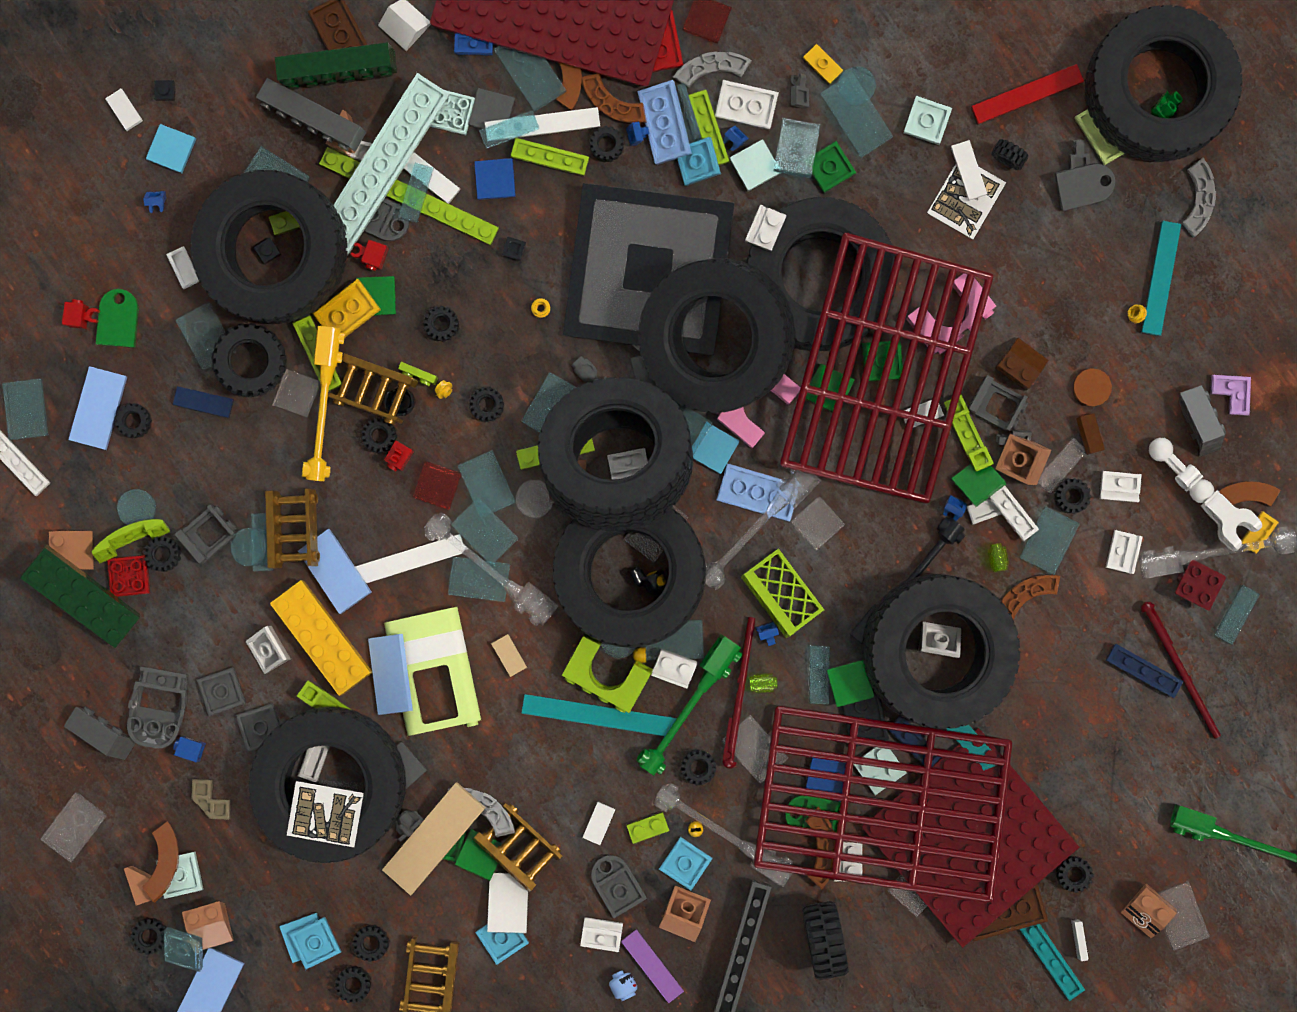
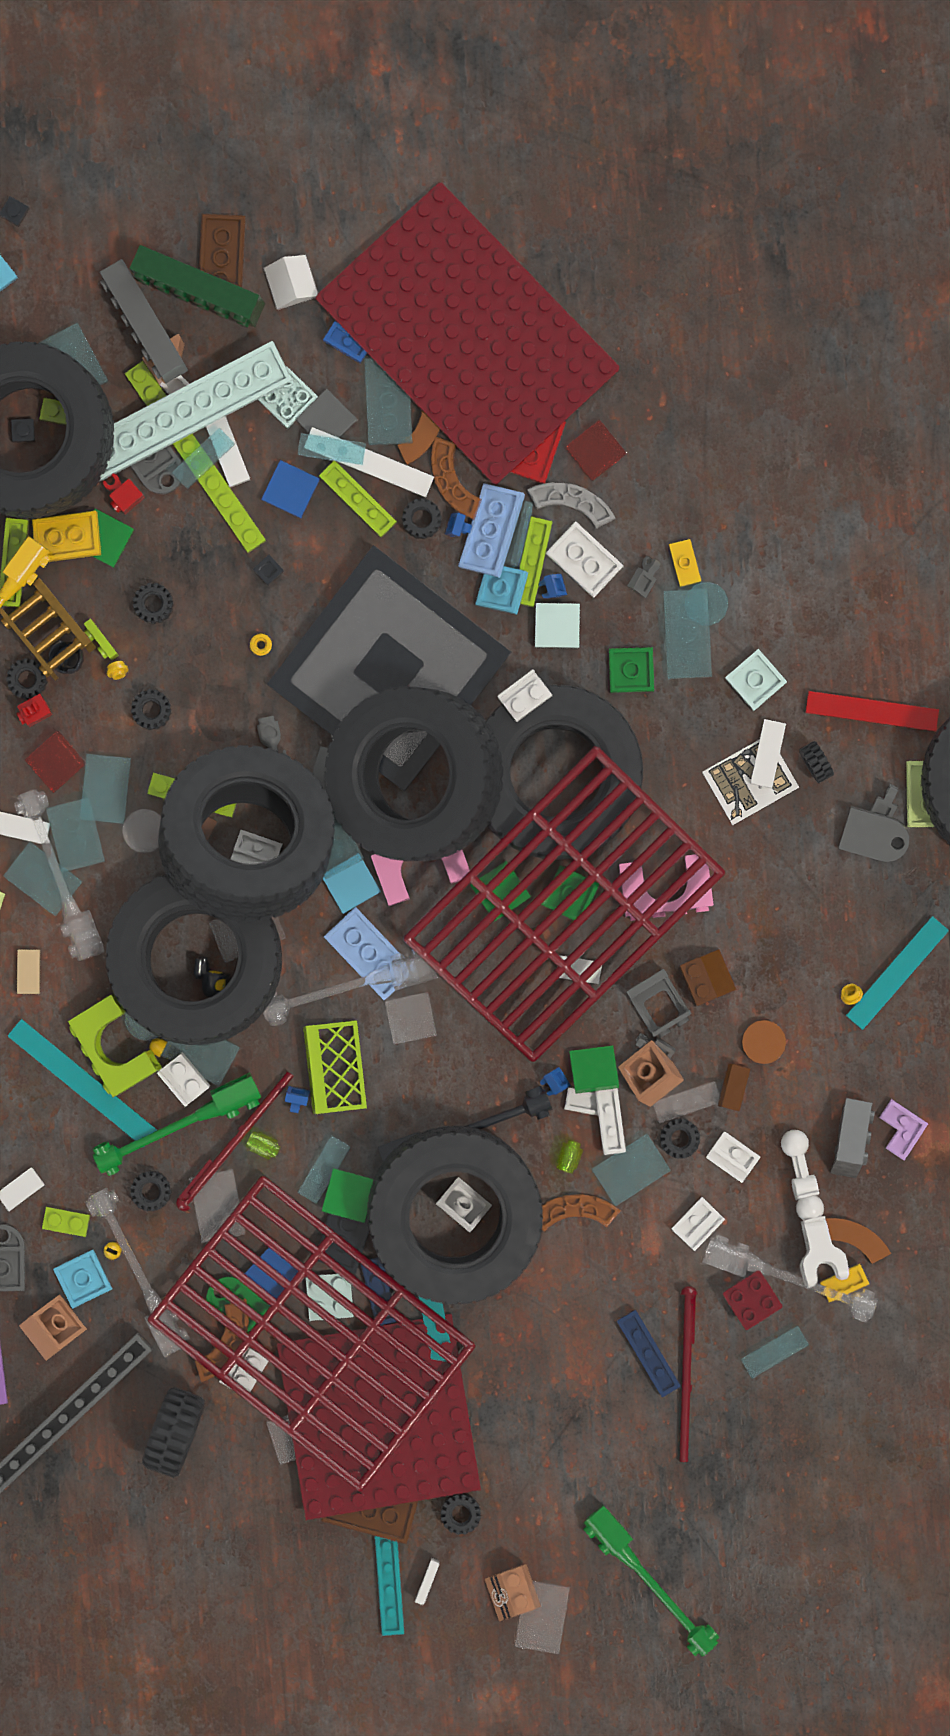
camera: 30 degrees right, 0 degrees up
(549, 394) = (219, 735): clear light blue tile -> none
(796, 148) = (608, 632): clear light blue tile -> none
(969, 437) = (612, 1019): lime slope -> none

